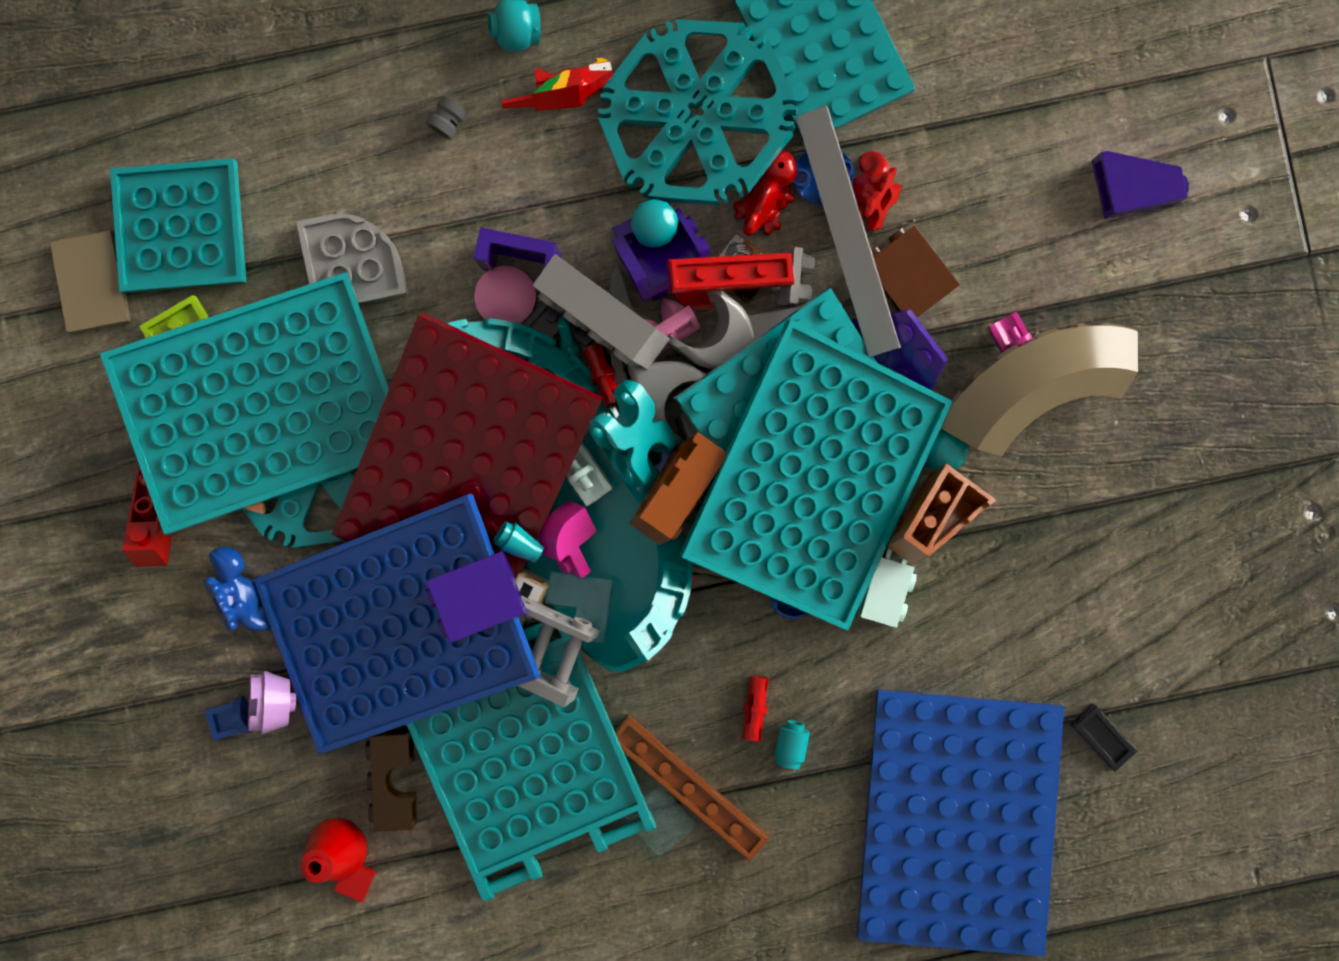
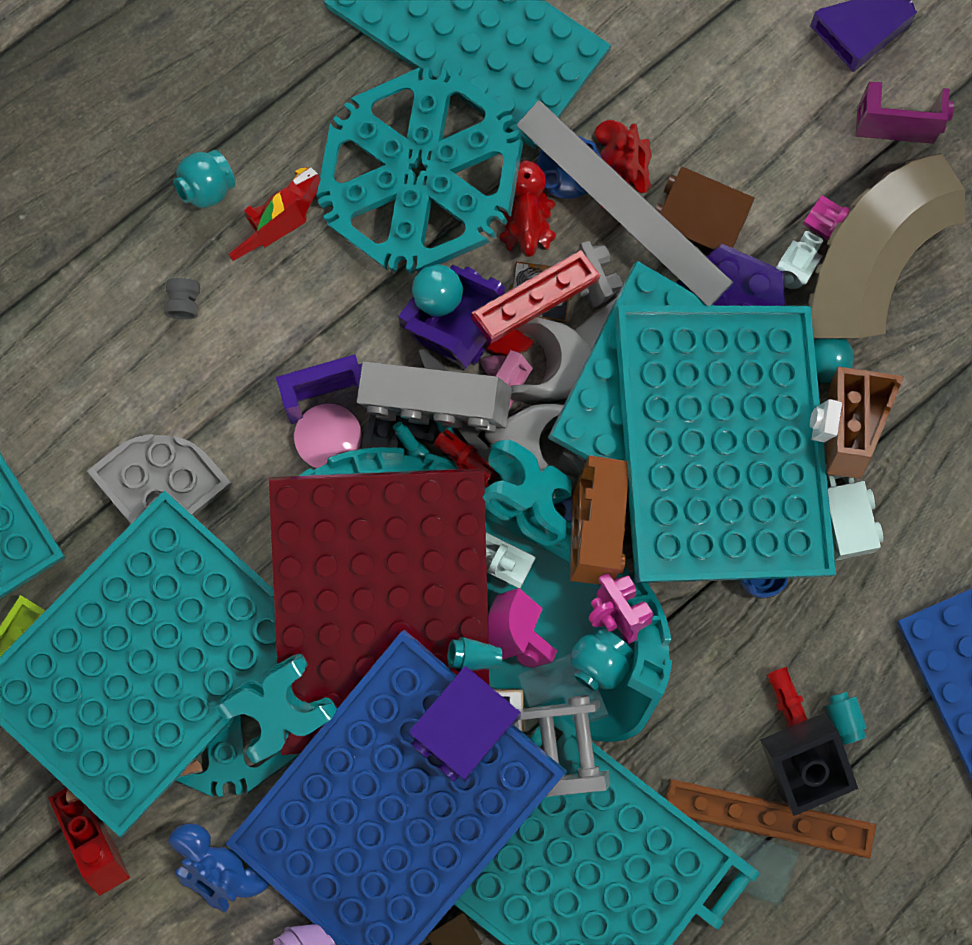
camera: 30 degrees left, 10 degrees down
(339, 500) = (276, 708): none -> teal piece
(617, 600) = (600, 660): none -> teal piece
(655, 581) = (614, 611): none -> dark pink hips
(741, 767) = (809, 764): none -> black brick
(909, 504) = (825, 420): none -> white plate
(968, 357) = (800, 260): none -> light aqua hips
(1117, 288) = (901, 124): none -> magenta panel

